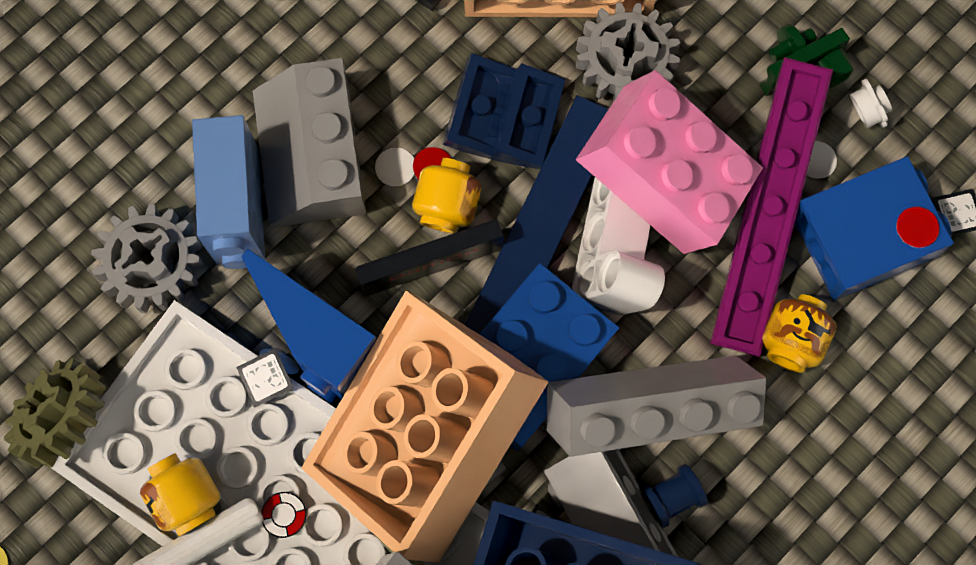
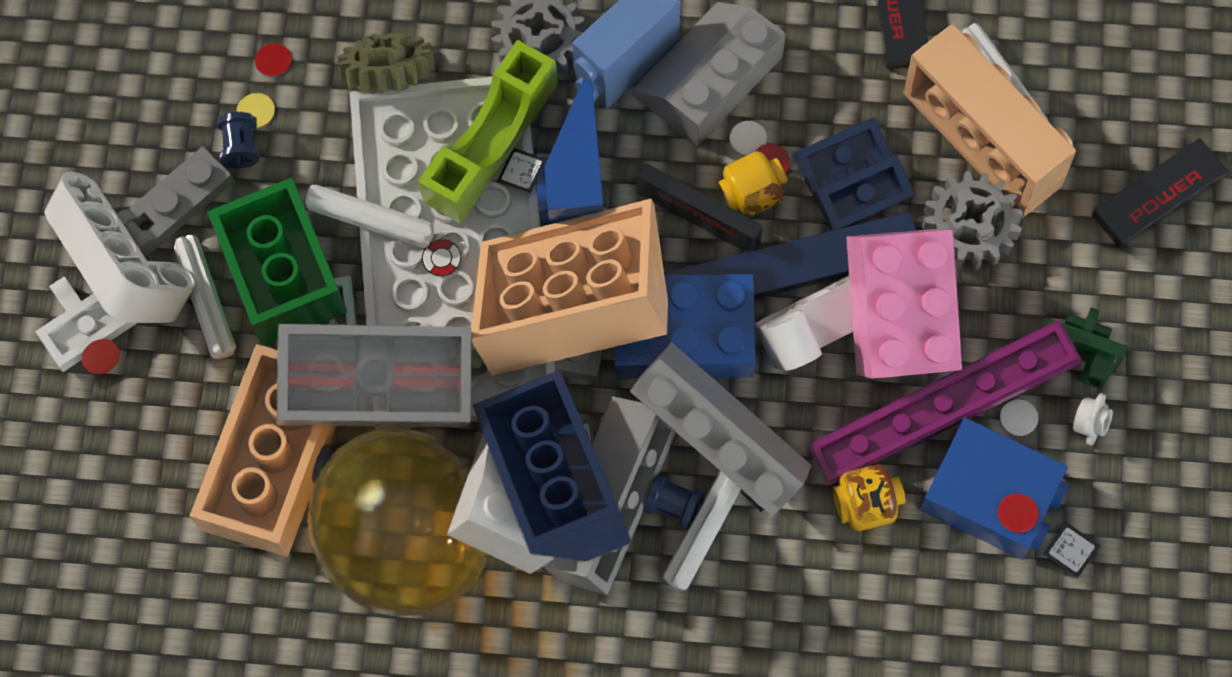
camera: 55 degrees right, 5 degrees down
(179, 494) = (396, 177): yellow head -> none
(218, 399) = (513, 101): none -> lime arch
(721, 499) = (701, 532): none -> white axle

